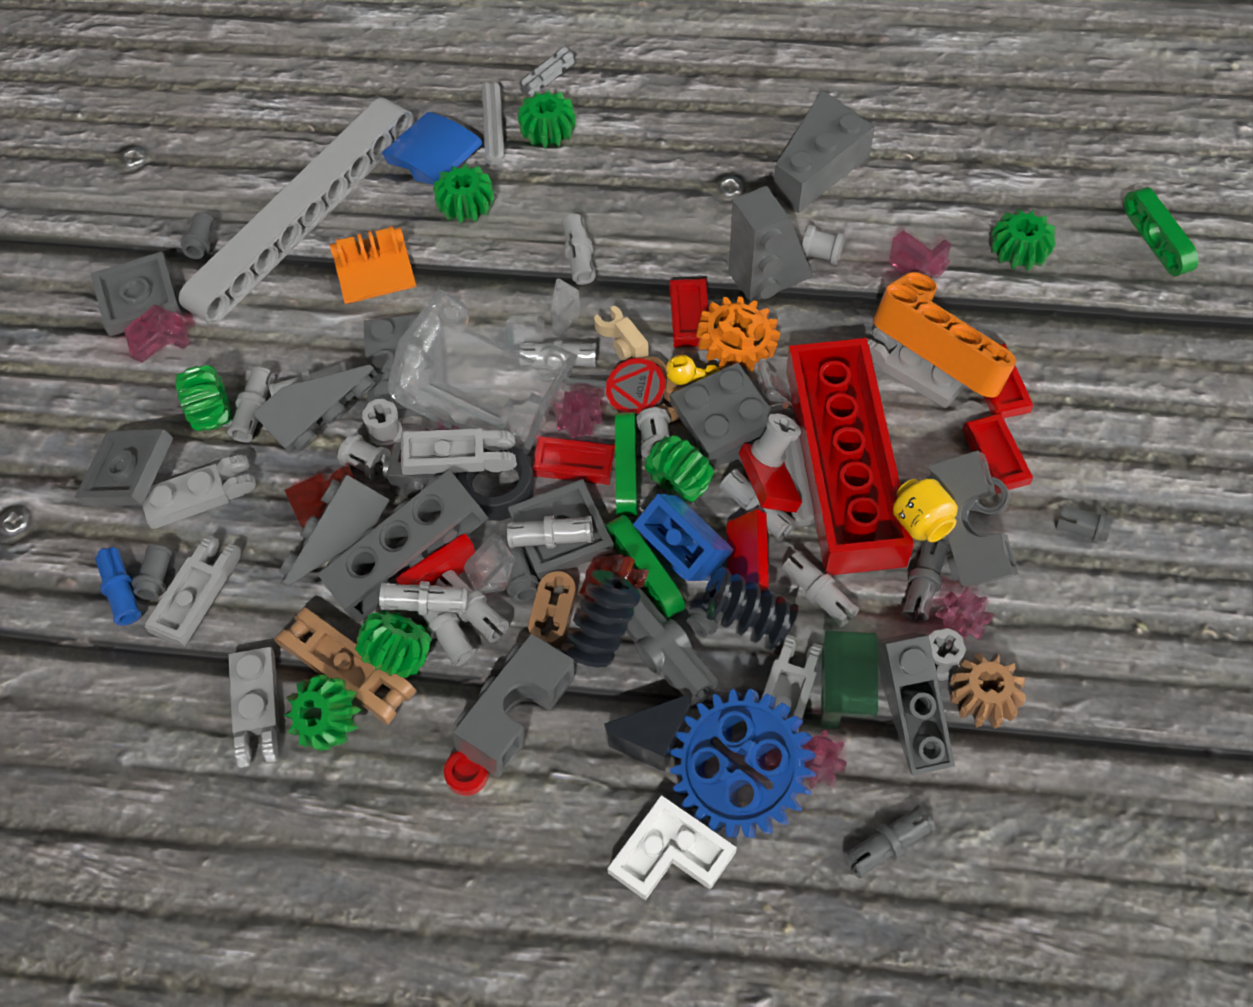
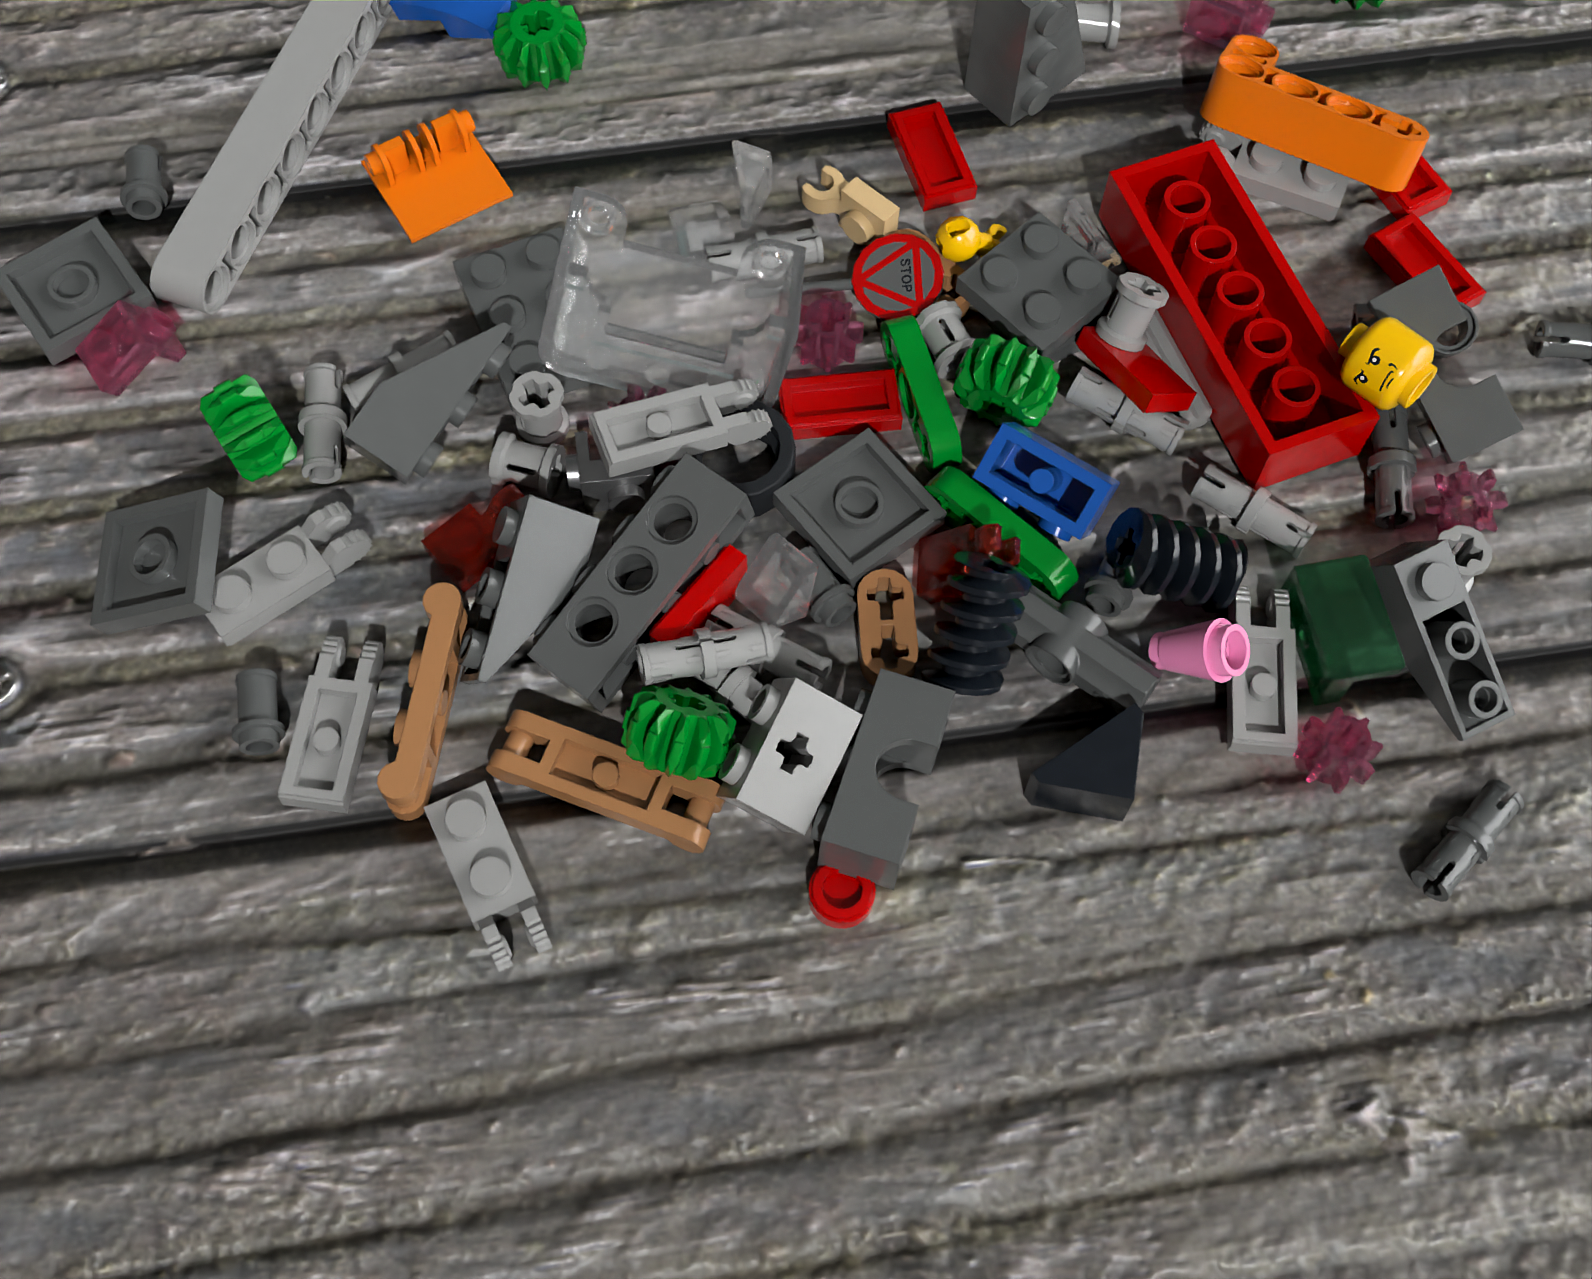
camera: 20 degrees left, 5 degrees up
(117, 586) = (208, 746): blue axle -> none
(252, 593) = (422, 727): none -> medium nougat plate
(322, 712) = (604, 883): green gear -> none
(449, 699) = (814, 734): none -> brick
(550, 532) = (855, 514): light grey pin -> none
(578, 249) = (738, 93): light grey pin -> none
(667, 838) = (1173, 912): white plate -> none
(737, 333) = (1017, 171): orange gear -> none
(748, 671) = (1203, 650): none -> bright pink cone
(750, 554) = (1137, 462): red tile -> none
(765, 731) = (1267, 725): blue gear -> none
(1001, 699) = (1530, 599): medium nougat gear -> none

